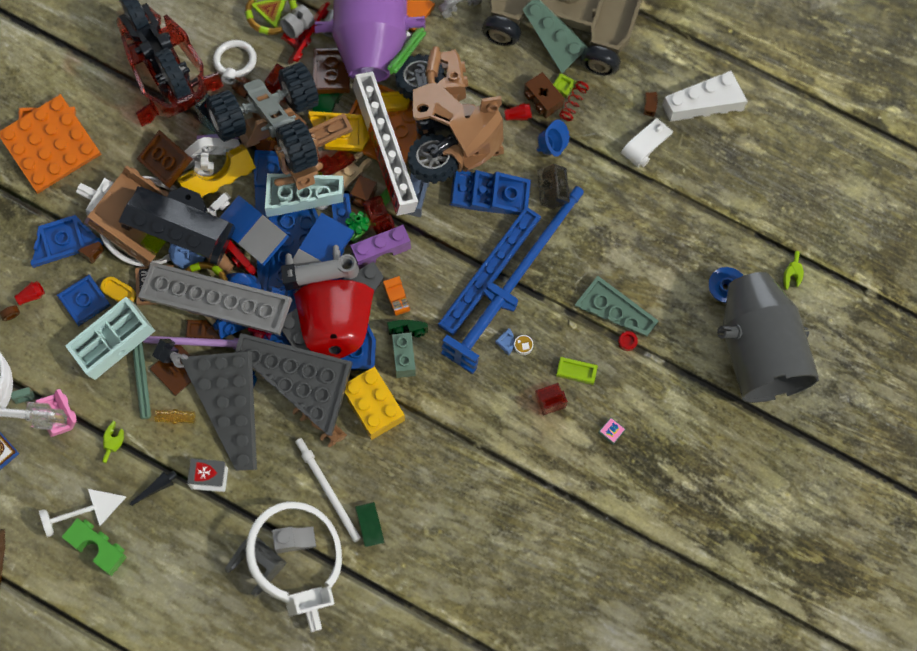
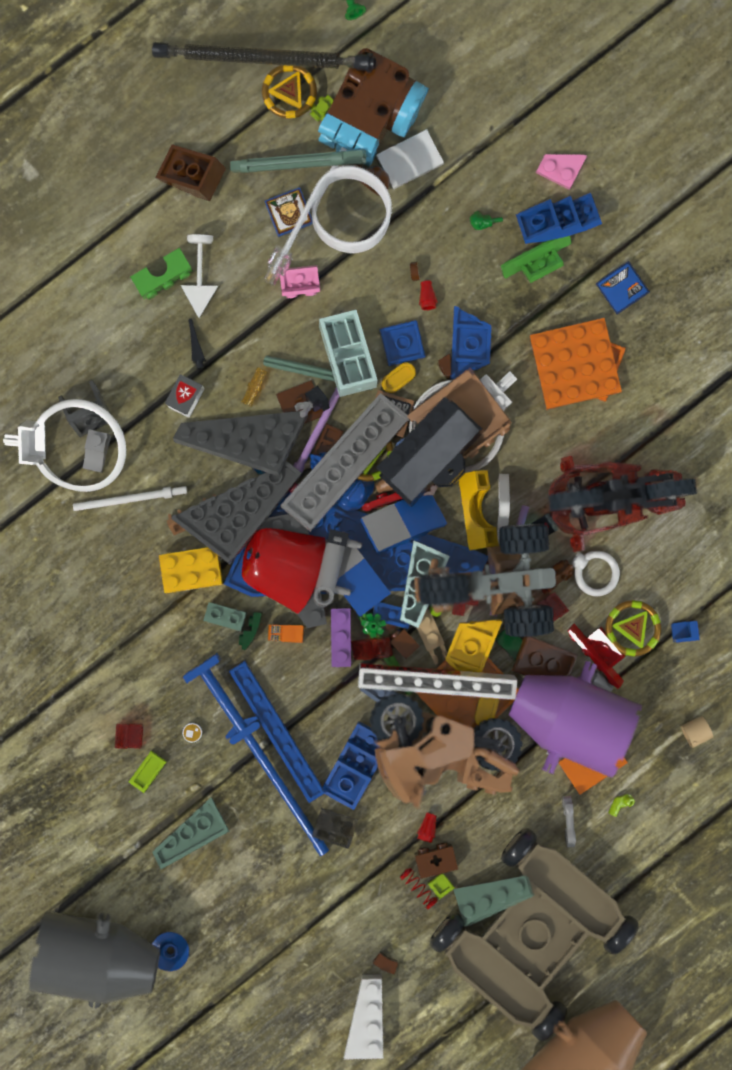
camera: 115 degrees right, 15 degrees up
(22, 395) = (329, 257): sand green tile -> none
(110, 443) = (253, 320): lime hand -> none
(164, 159) = (511, 466): reddish brown tile -> none
(203, 166) = (490, 501): white plate -> none
(221, 203) = (446, 505): white plate -> none
(297, 21) = (604, 641): light grey wheel -> none
(331, 129) = (469, 627): medium nougat plate -> none
(337, 162) = (442, 627): clear red slope -> none
(369, 524) = (81, 523): dark green slope -> none
(406, 51) = (517, 730): bright green axle -> none
(506, 341) = (202, 718): medium blue tile -> none
(553, 139) = (383, 849): blue piece -> none
(612, 431) = (77, 779): tile -> none
(628, 341) = (156, 832): red tile -> none
(645, 142) = (346, 940): white door -> none
(794, 269) = (160, 1023): lime hand -> none

